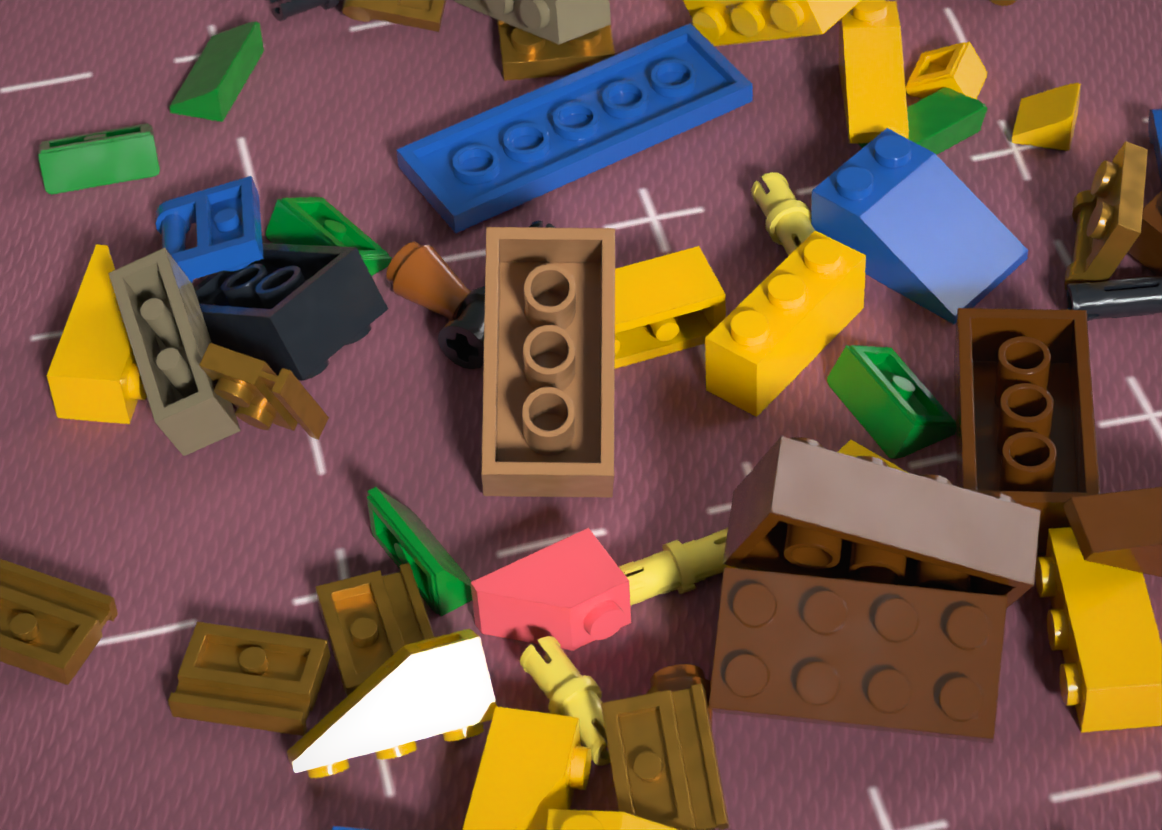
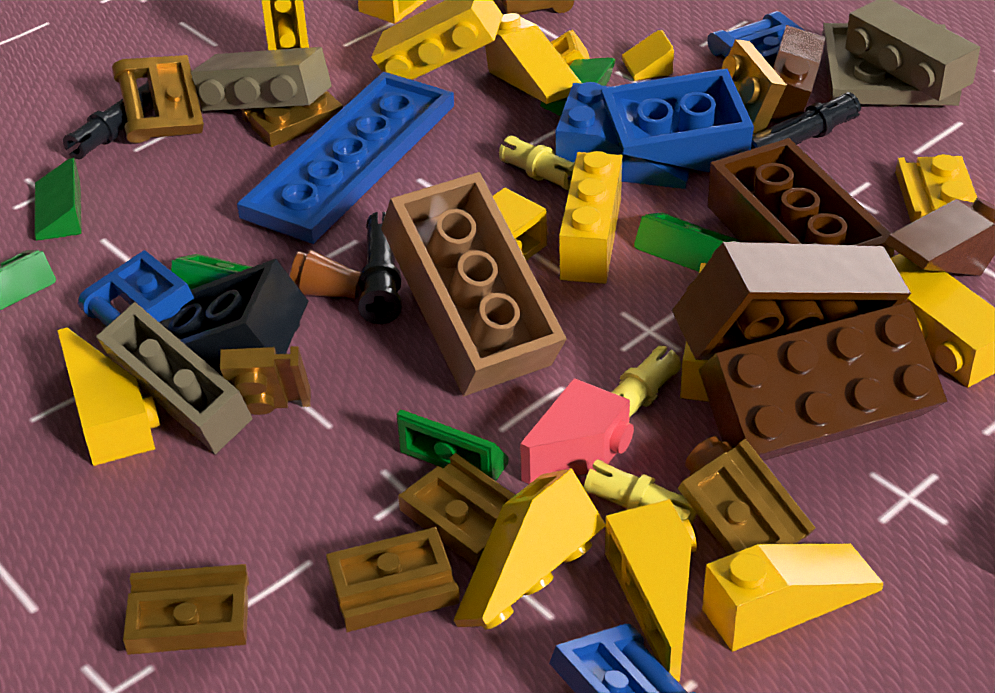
camera: 30 degrees left, 5 degrees down
(980, 230) = (680, 119): none -> blue slope

